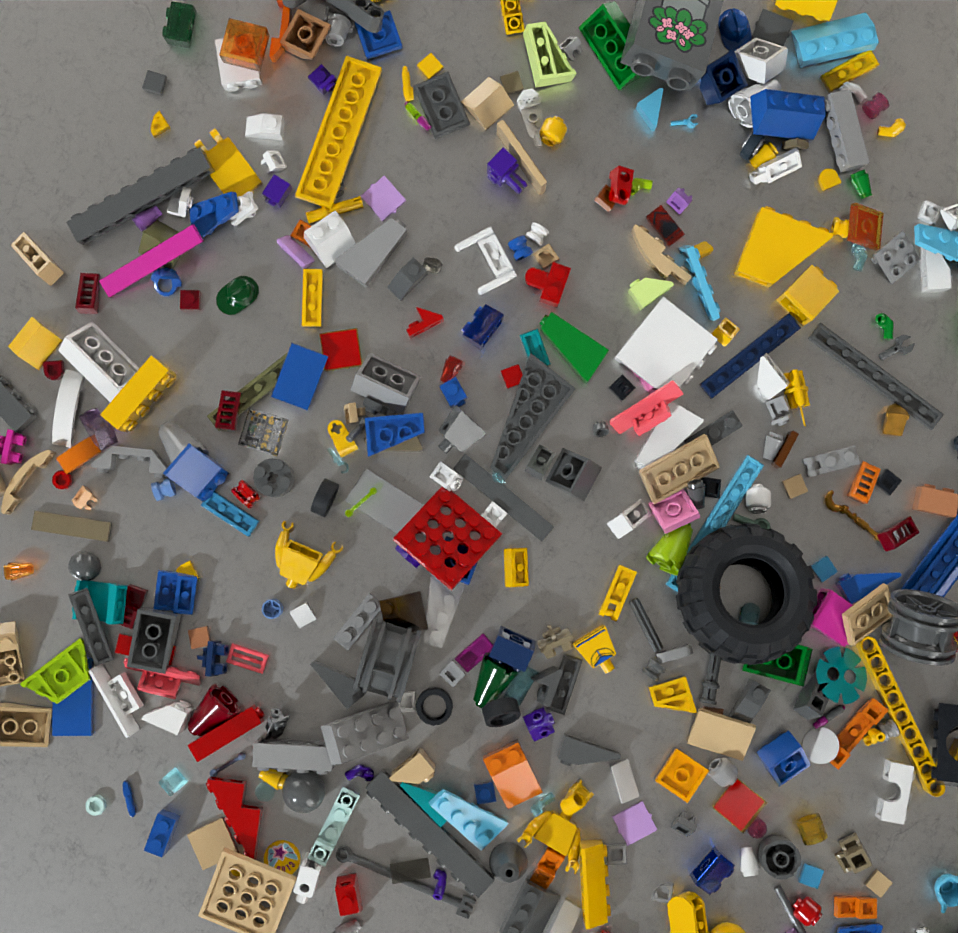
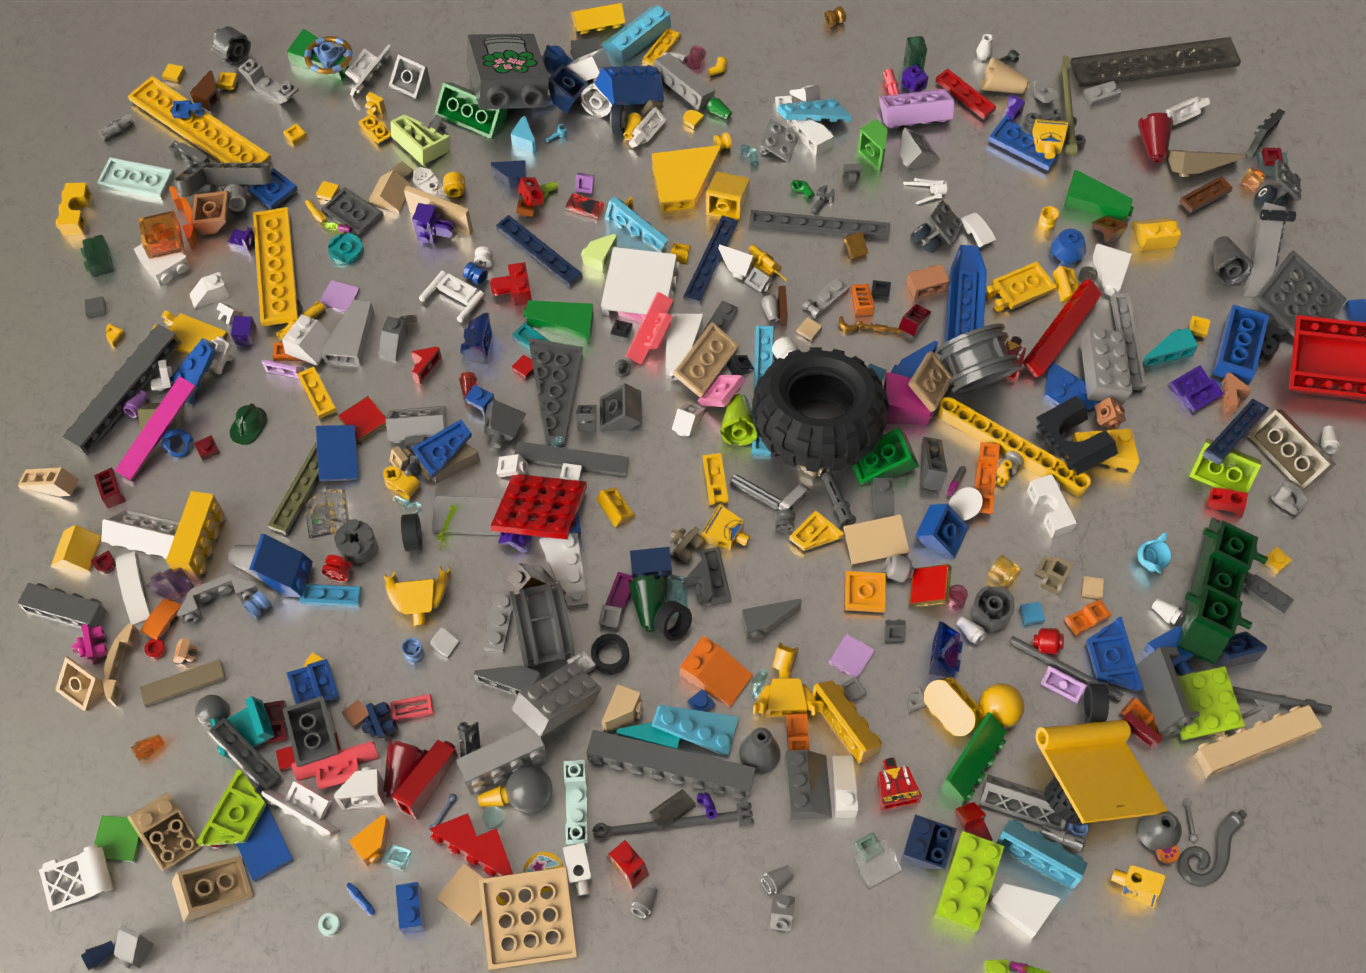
camera: 30 degrees left, 25 degrees down
(158, 759) = (372, 840): none -> light orange slope
(234, 418) = (291, 520): dark red slope -> none
(361, 771) = (573, 748): dark purple arm -> none
(415, 145) = (345, 248): none -> teal tile
(539, 724) = (713, 615): dark purple brick -> none
(546, 256) = (499, 270): tan tile -> none
(594, 252) = (539, 251): none -> dark blue tile
(615, 149) = (509, 172): none -> dark blue slope
(624, 780) = (818, 625): white slope -> none
(652, 251) = (585, 225): tan slope -> none
(696, 492) = (731, 367): dark grey cone -> none
(848, 662) = (946, 450): teal piece -> none
(865, 226) = (740, 131): tile -> none
(944, 336) = (852, 171): none -> dark grey tile

